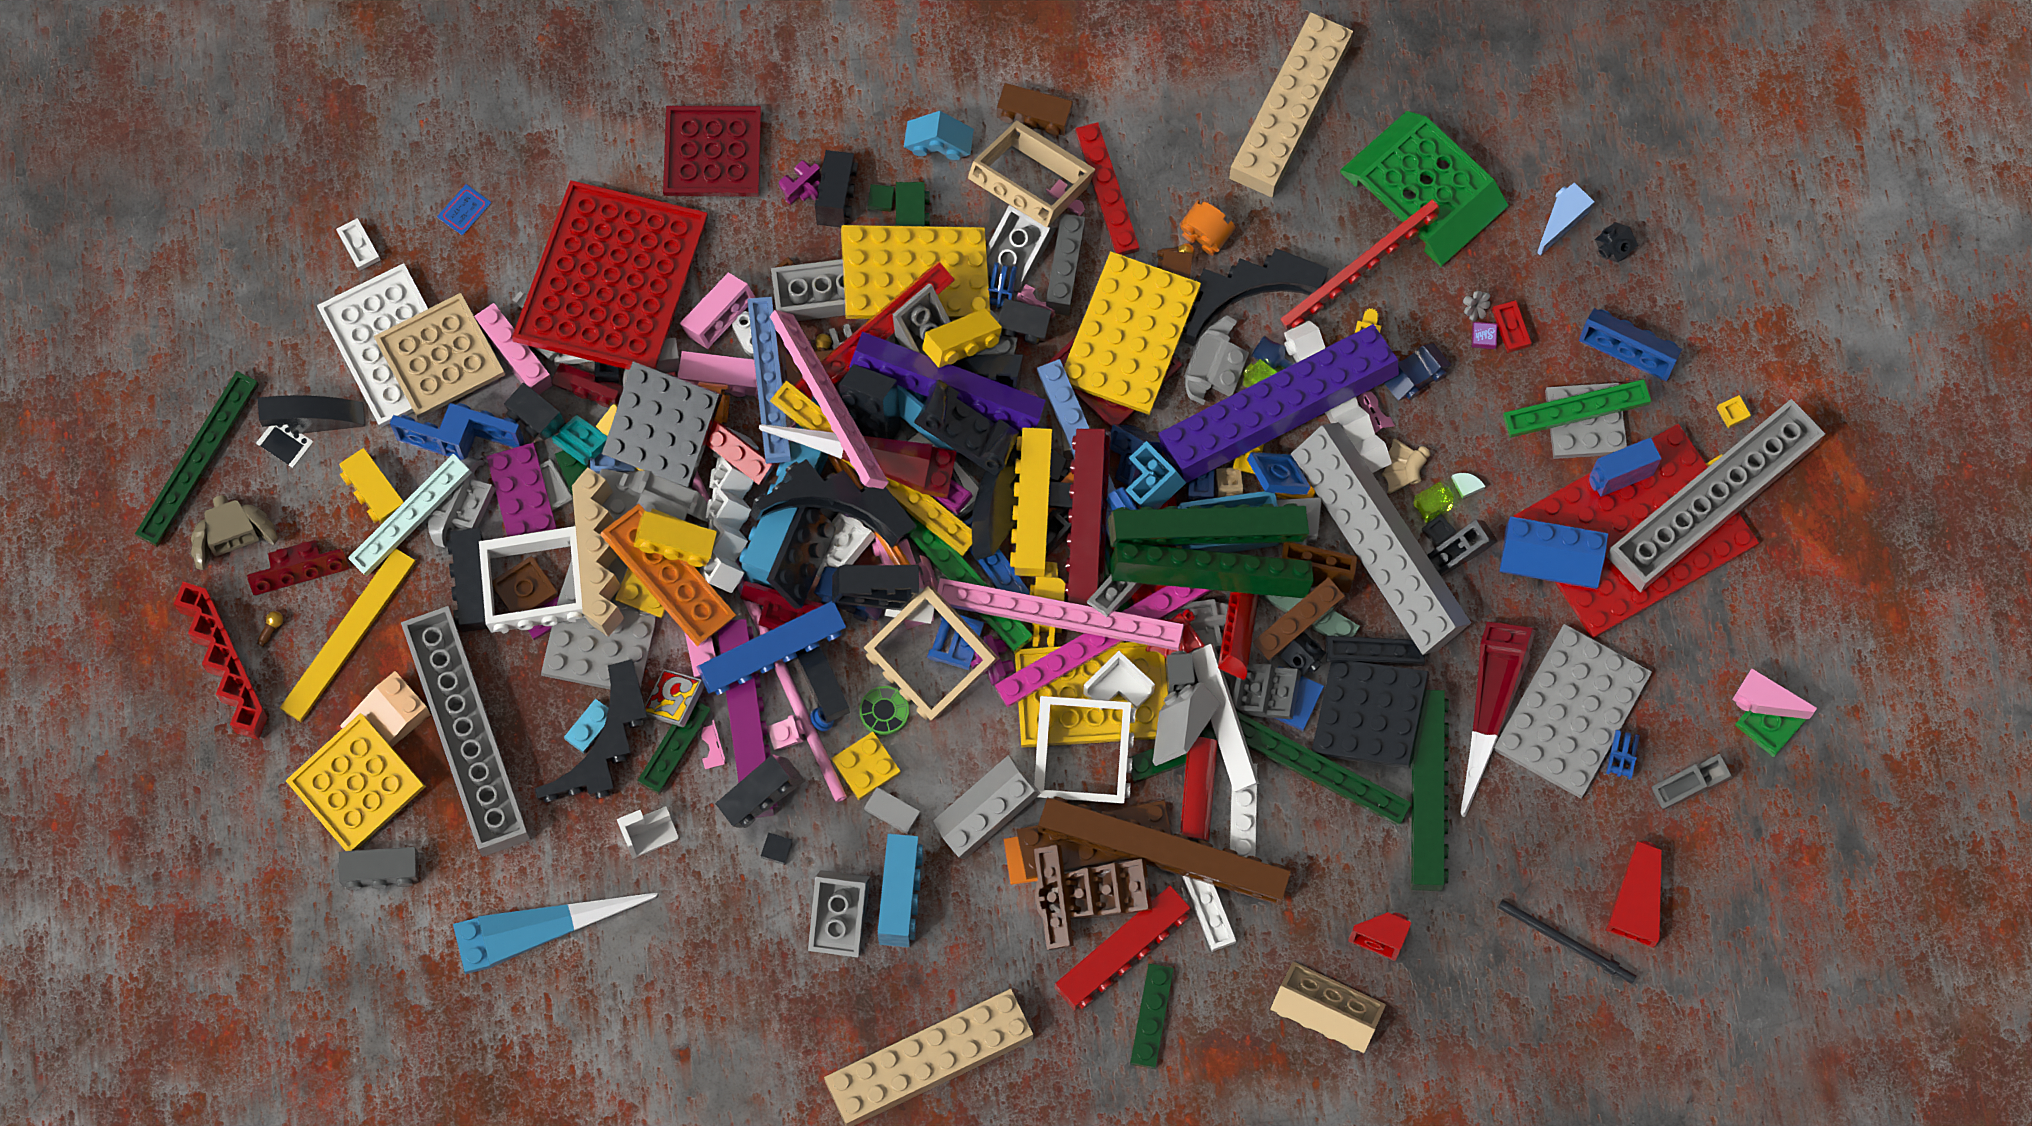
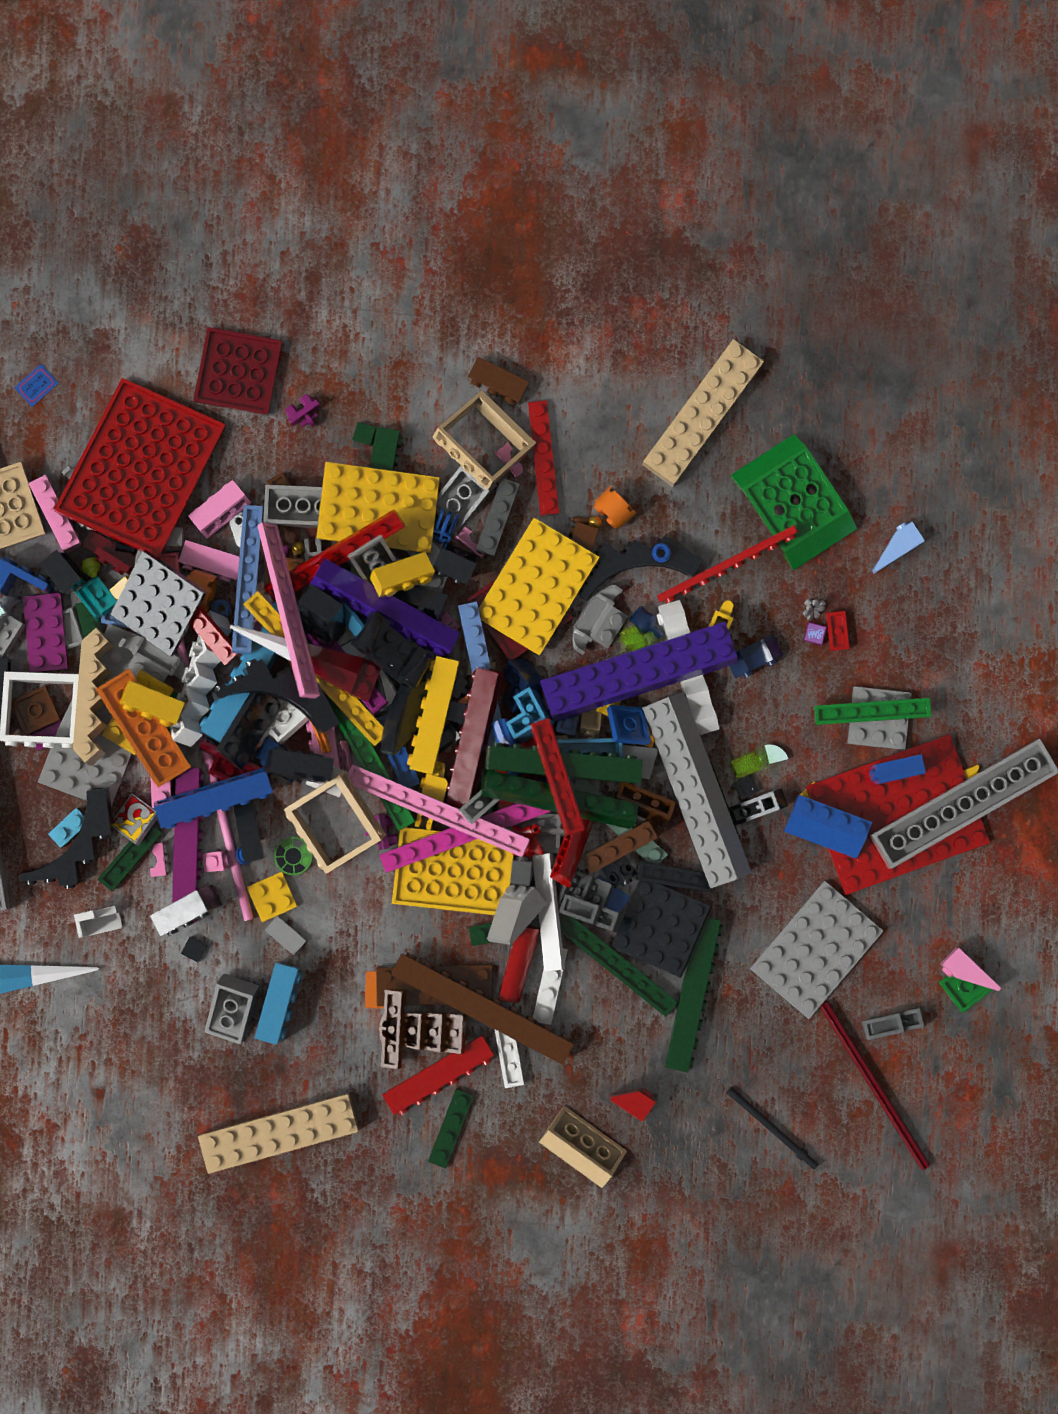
camera: 15 degrees right, 15 degrees up
(567, 405) = (90, 567): none -> lime plate
(741, 422) = (221, 602): none -> blue plate
(836, 189) = (329, 421): black wedge -> none
(940, 134) = (417, 393): dark azure brick -> none
(960, 652) = (354, 822): blue plate -> none
(986, 808) = (354, 949): light grey slope -> none
(1120, 677) = (474, 866): white panel -> none
(1125, 763) = (446, 885): white window -> none
(1204, 536) = (557, 777): none -> red tile
(1276, 260) = (665, 548): none -> blue plate
(1280, 705) = (591, 913): none -> dark grey slope
(1384, 421) = (721, 690): bright pink piece -> none
(1405, 465) = (730, 729): tan arm -> none
(1501, 668) = (769, 907): dark red plate -> none
(1616, 242) = (934, 577): black brick -> none
(1622, 756) = (841, 1005): blue arm -> none
(1630, 344) = (927, 663): blue slope -> none
(1638, 899) = (832, 1107): red slope -> none
(1686, 865) = (874, 1085): none -> dark red axle
(1733, 411) = (995, 732): yellow plate -> none

